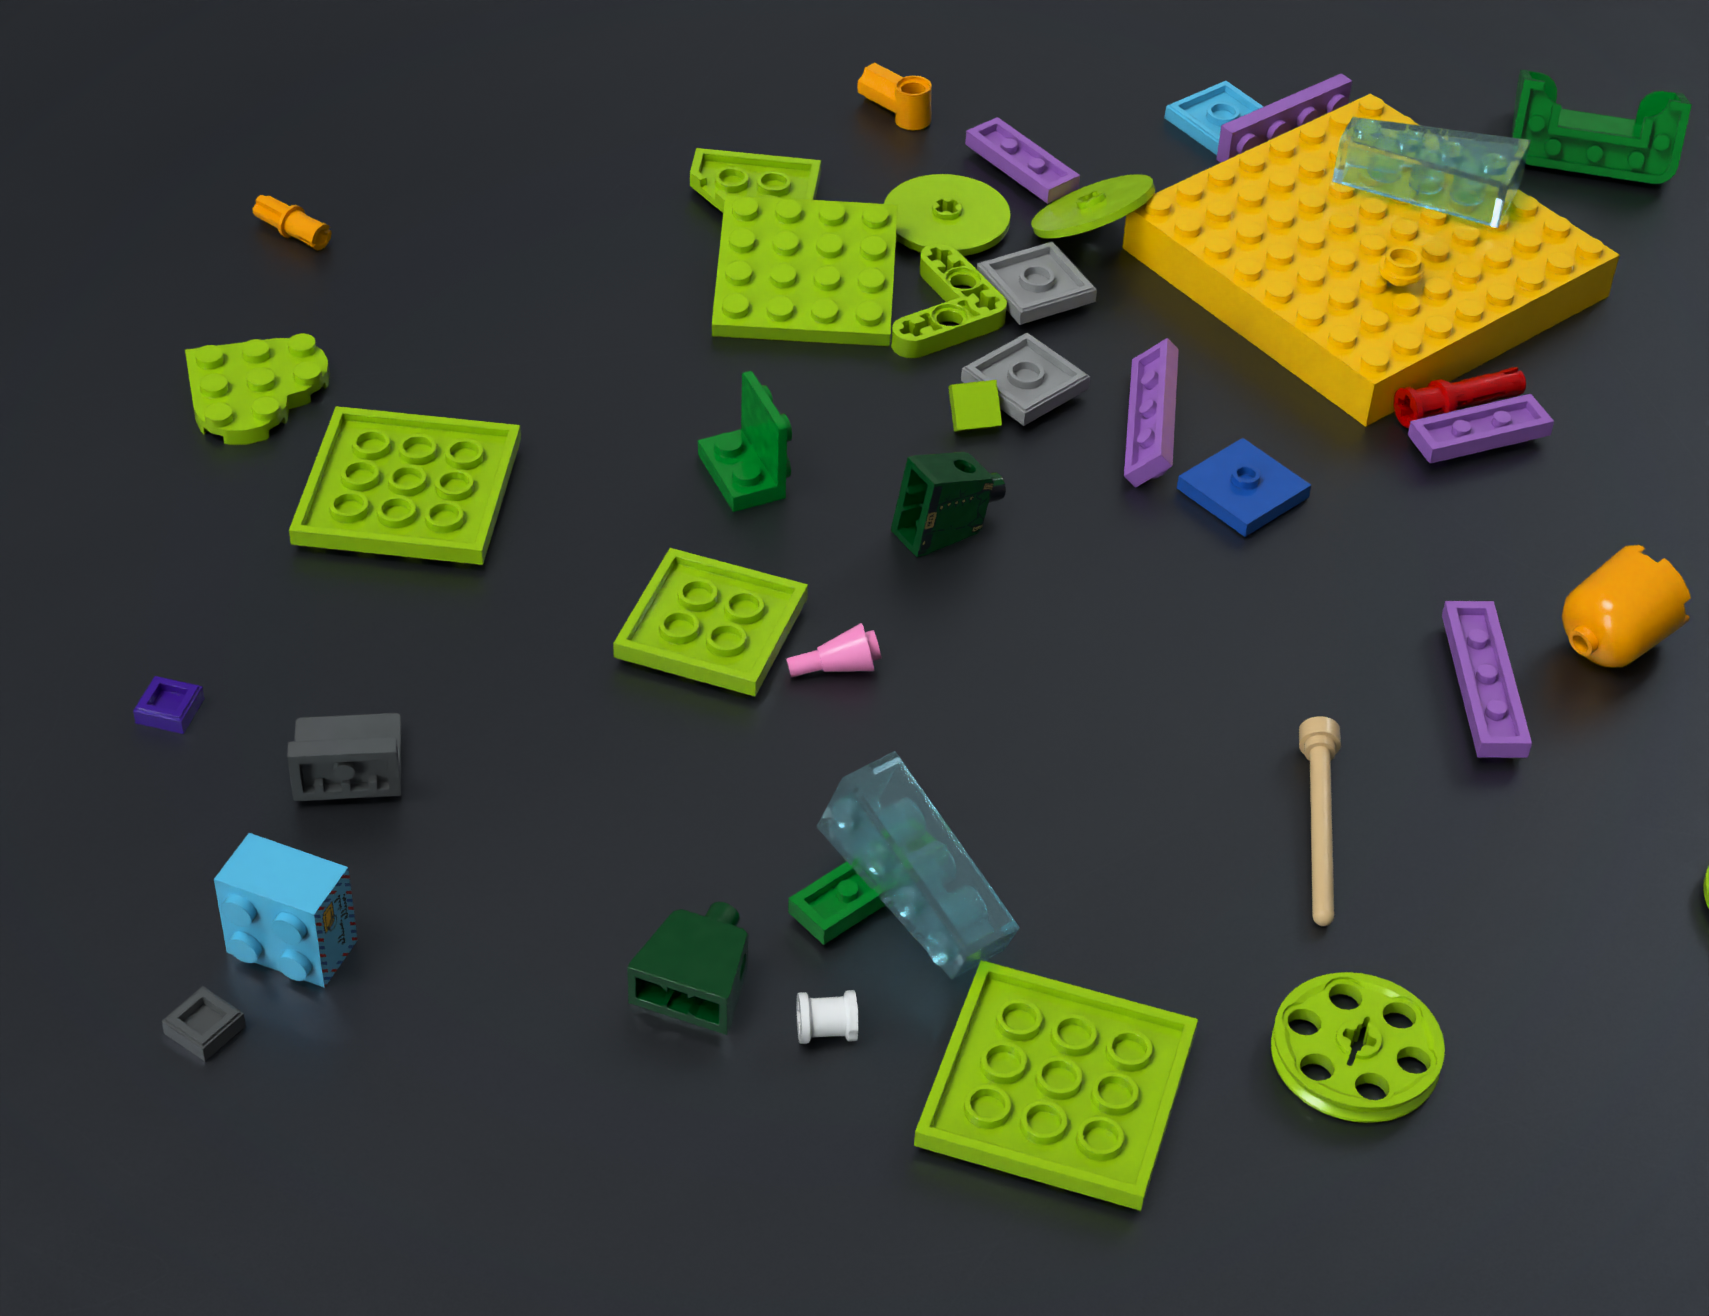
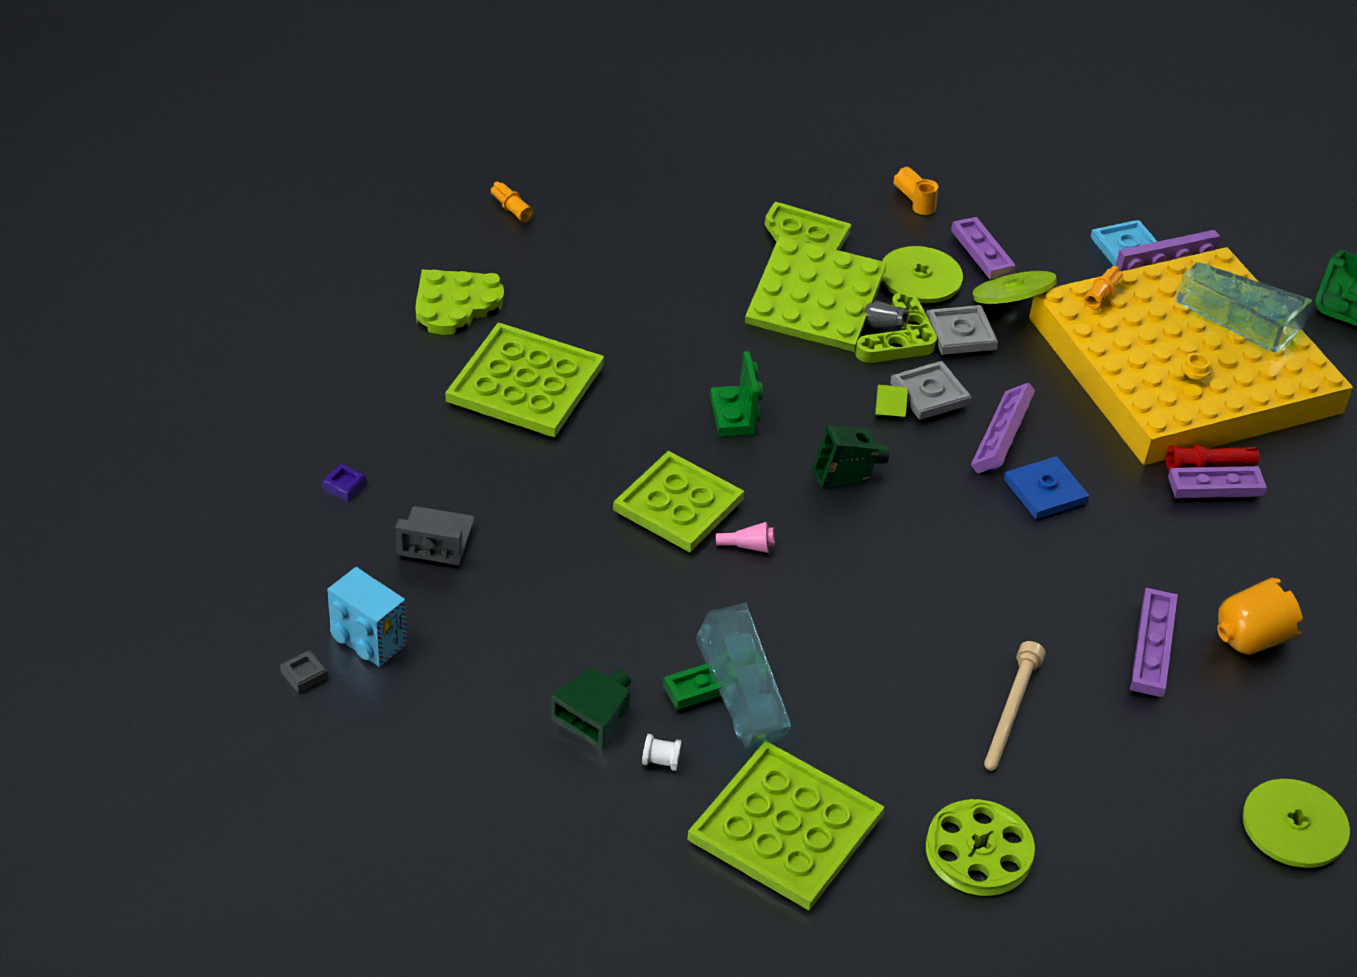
camera: 15 degrees right, 0 degrees up
(921, 283) = (885, 315): none -> dark grey cone
(1227, 180) = (1103, 287): none -> light orange axle

